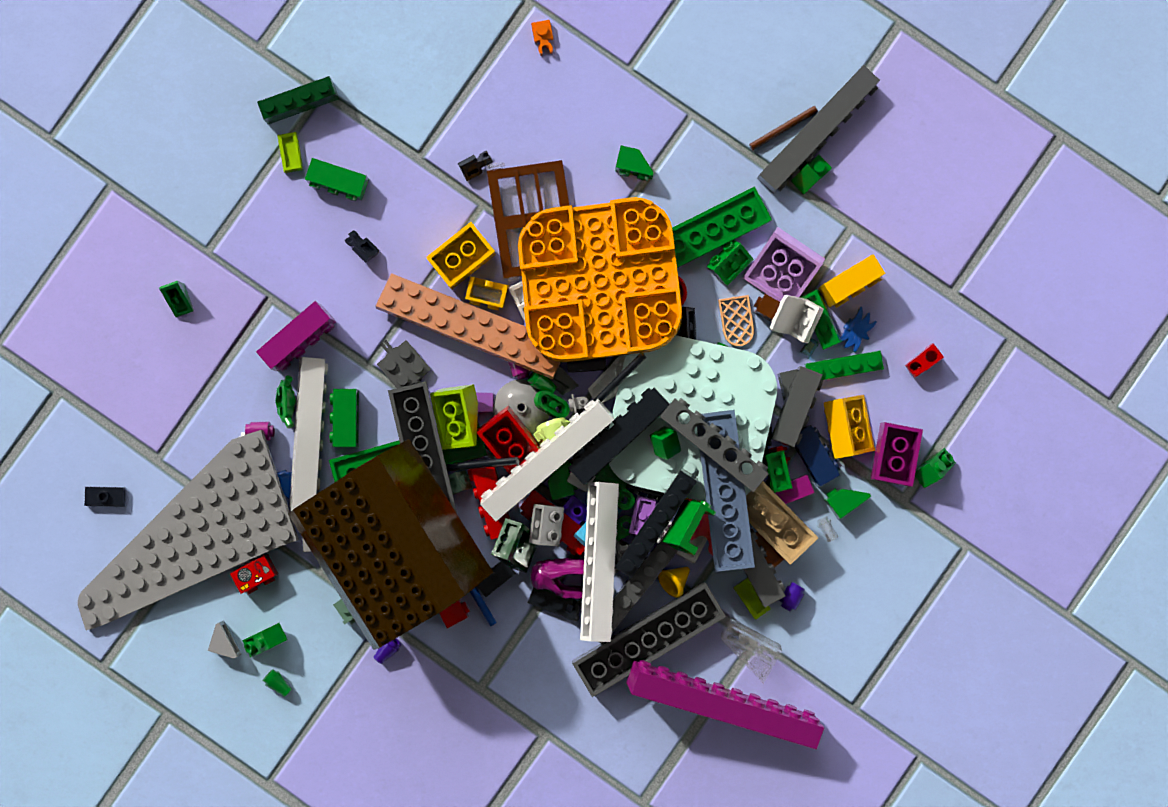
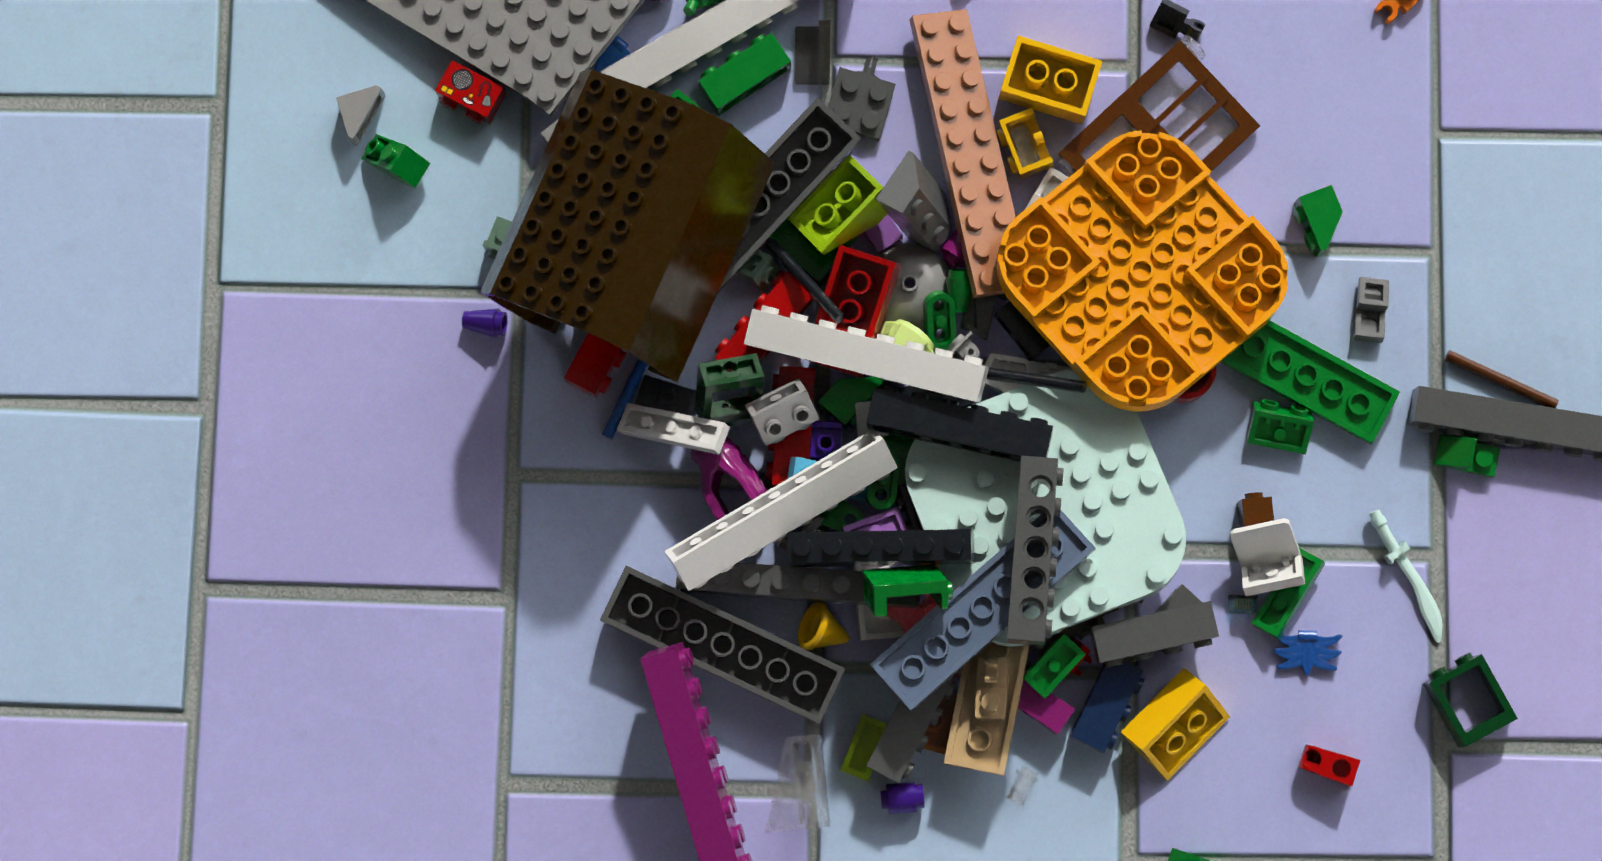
camera: 60 degrees right, 5 degrees down
(277, 683) = (351, 212): green cone -> none
(359, 373) = (812, 54): none -> clear smoke panel
(481, 374) = (916, 203): none -> dark grey slope
(515, 588) = (673, 428): none -> white plate
(554, 603) = (687, 494): black plate -> none
(665, 443) = (991, 491): green panel -> none
(688, 323) = (1165, 423): black plate -> none
(699, 170) = (1370, 309): none -> dark grey slope
(720, 301) = (1220, 507): light nougat window -> none
(783, 266) = (1324, 498): lavender slope -> none
(837, 247) = (1425, 600): none -> light aqua sword
(844, 501) = (1075, 782): green slope -> none
(847, 365) = (1253, 670): green plate -> none
(852, 281) = (1365, 598): yellow brick -> none
(896, 454) = (1182, 809): magenta brick -> none
(958, 264) = (1500, 719): none -> dark green window

